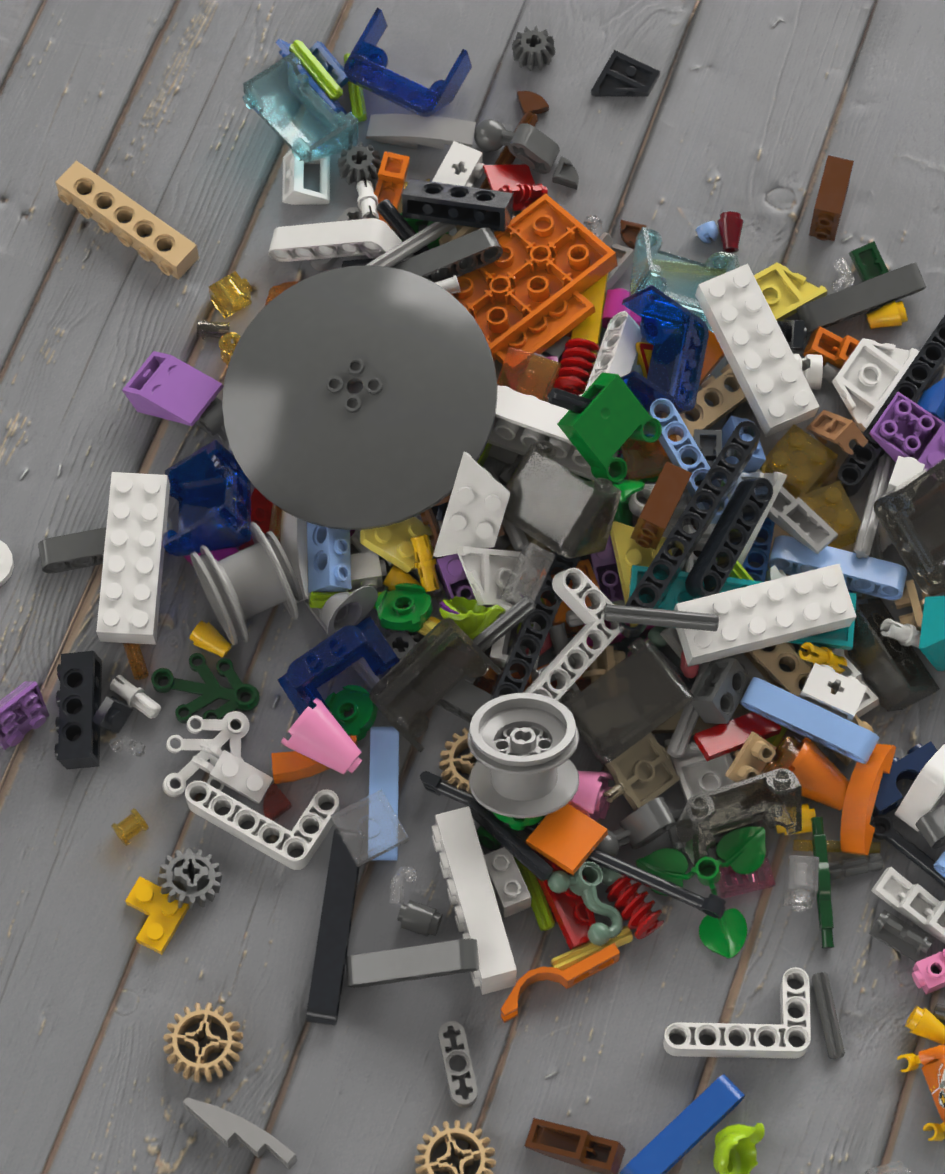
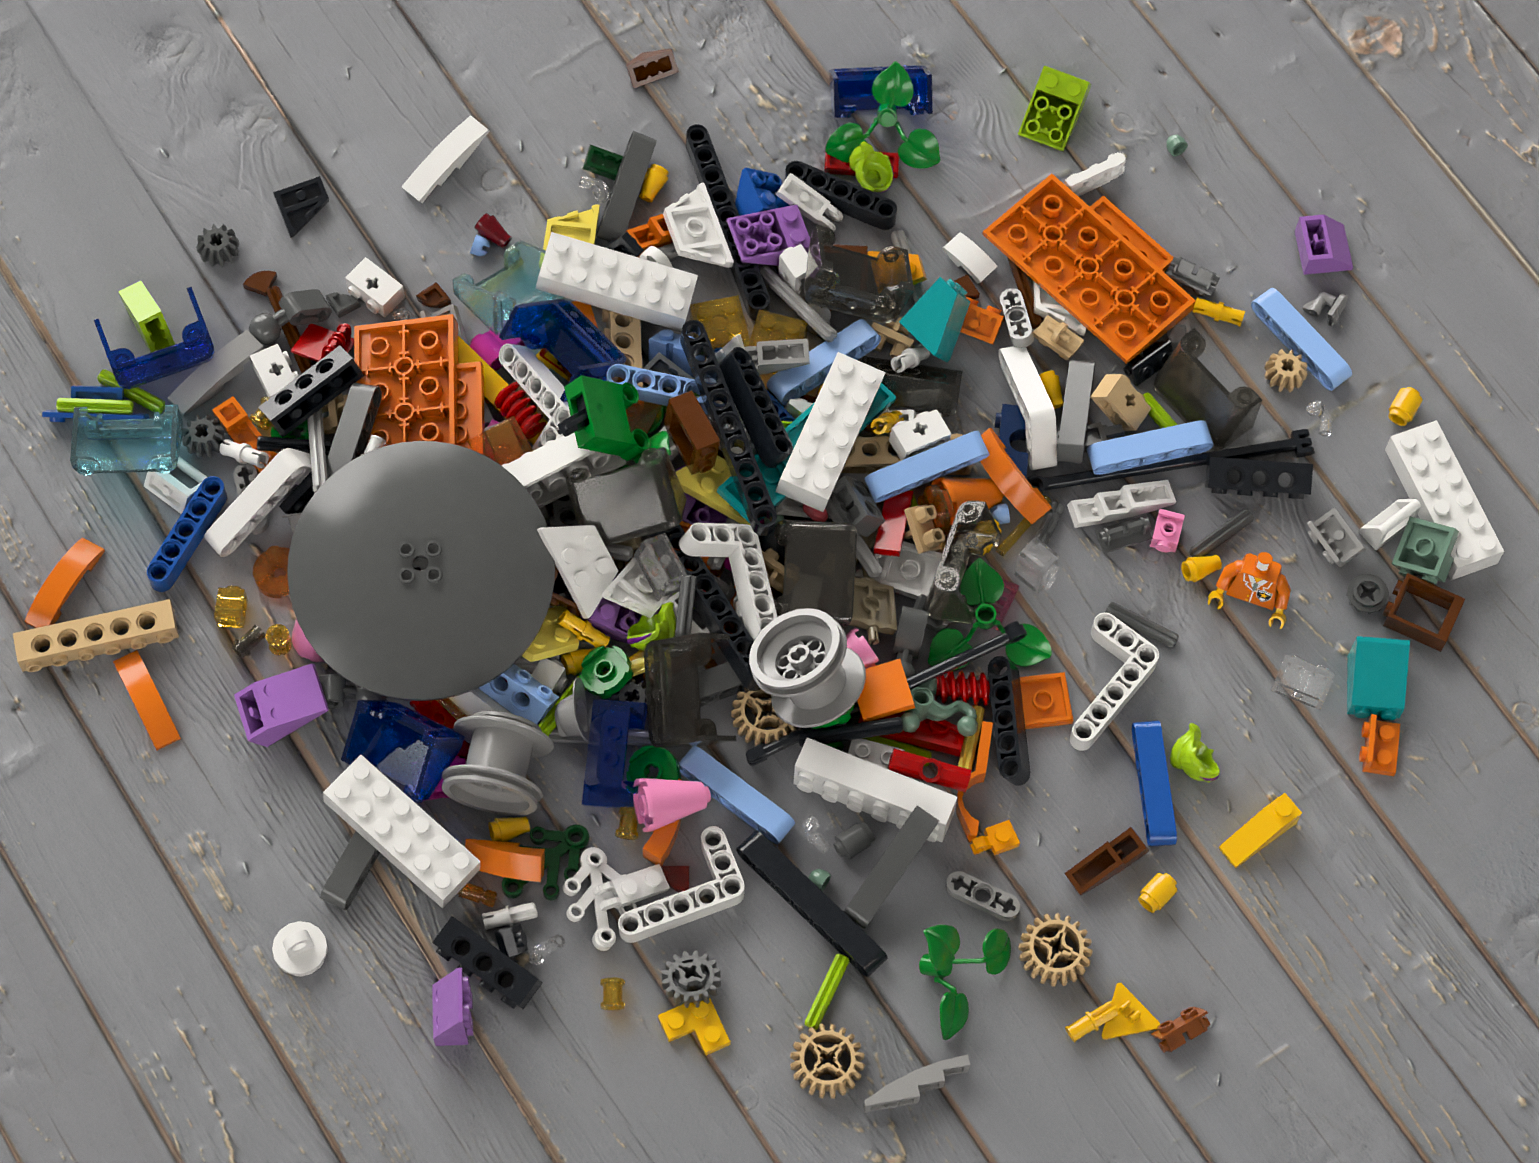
camera: 55 degrees left, 0 degrees up
(102, 296) = (147, 700): none -> orange slope
(153, 162) = (61, 582): none -> orange slope
(179, 658) = (508, 859): none -> orange slope
(253, 212) = (187, 545): none -> blue beam
(267, 997) = (827, 991): none -> lime axle
(281, 728) = (627, 824): none -> clear yellow bush
(359, 1059) = (942, 945): none -> green plant
(362, 917) = (820, 878): none -> sand green hinge
(369, 828) = (759, 821): clear tile -> none
(424, 47) = (146, 317): none -> lime slope
(517, 912) = (946, 774): none -> red piece
(523, 1039) = (998, 837): none -> light orange plate
(598, 185) = (374, 287): none -> white brick
(635, 966) = (1016, 728): none -> black beam
(661, 617) = (784, 495): dark grey axle -> none
(683, 983) = (1046, 700): none -> orange tile
(765, 147) = (445, 158): none -> white slope
(824, 884) = (1066, 567): dark green piece -> none
(830, 817) = (1001, 513): none -> light blue hinge
(831, 198) = (532, 144): reddish brown window -> none
(837, 430) = (719, 281): medium nougat hinge -> none

